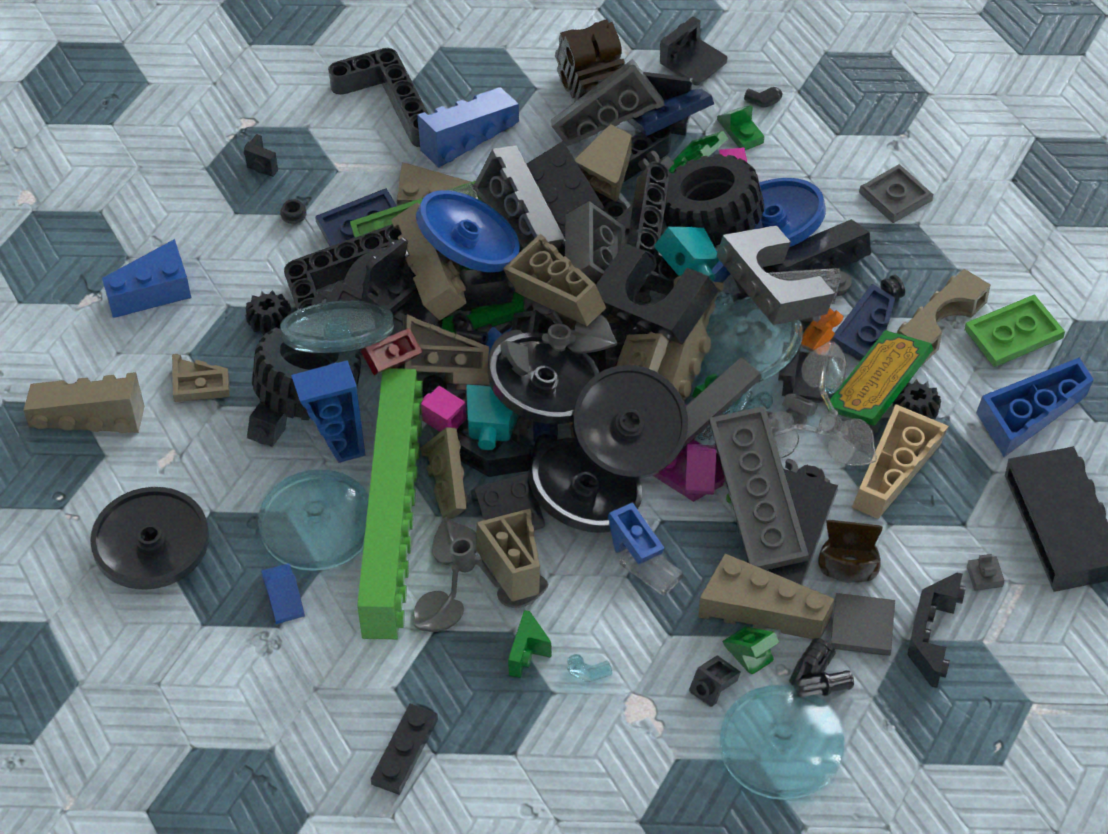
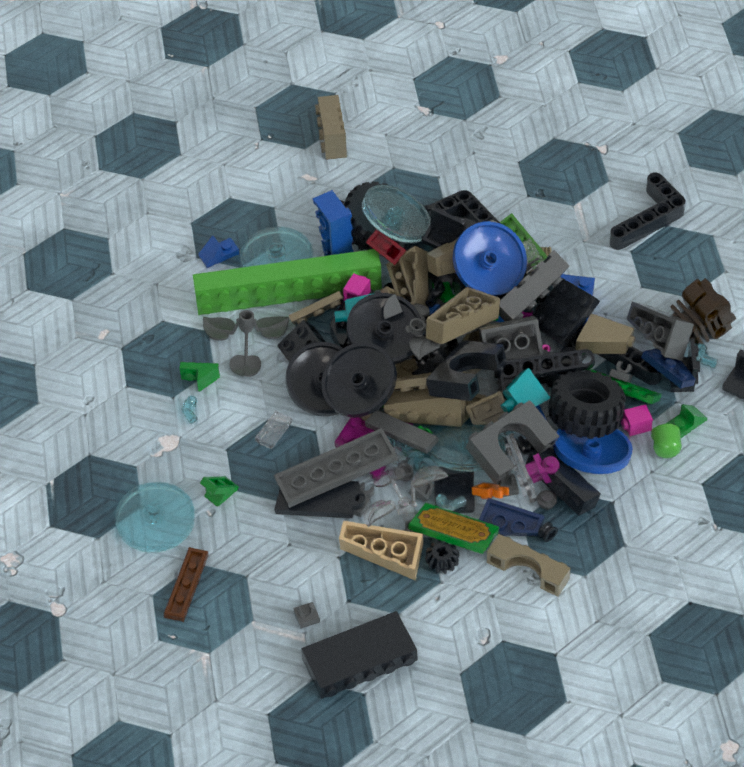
camera: 80 degrees right, 0 degrees up
(148, 282) = (440, 130): blue wedge -> none
(149, 538) = (239, 178): black dish -> none
(198, 380) = (368, 170): dark tan wing -> none
(259, 158) = (567, 155): black bracket -> none
(267, 311) = (430, 192): black gear -> none
(293, 211) = (524, 188): black plate -> none
(336, 222) = (529, 219): dark blue wing -> none
(404, 749) = (120, 332): black plate -> none
(420, 181) = (571, 250): dark tan wing -> none
(466, 125) = (628, 259): blue wedge -> none
(511, 553) = (258, 349): dark tan wedge -> none
(633, 533) = (287, 409): blue slope -> none
(700, 469) = (348, 432): magenta slope -> none
(712, 679) = (192, 472): black bracket -> none
(765, 98) = (722, 432): black arm -> none
(765, 600) = (254, 488): dark tan wedge -> none
(779, 141) = (666, 440): none -> bright green helmet
(813, 660) = (212, 523): black hinge -> none
(824, 251) = (540, 469): none -> magenta hips
(824, 684) = (196, 530): black axle -> none
(853, 541) = (290, 528): dark brown piece -> none
(863, 624) = (251, 549): dark grey tile -> none
(896, 193) = (649, 526): dark grey tile -> none
(911, 715) = (186, 584): none -> reddish brown tile
(927, 656) = (264, 579): black slope -> none
(1014, 330) = (528, 612): bright green plate -> none
(1031, 404) = (453, 624): blue wedge -> none

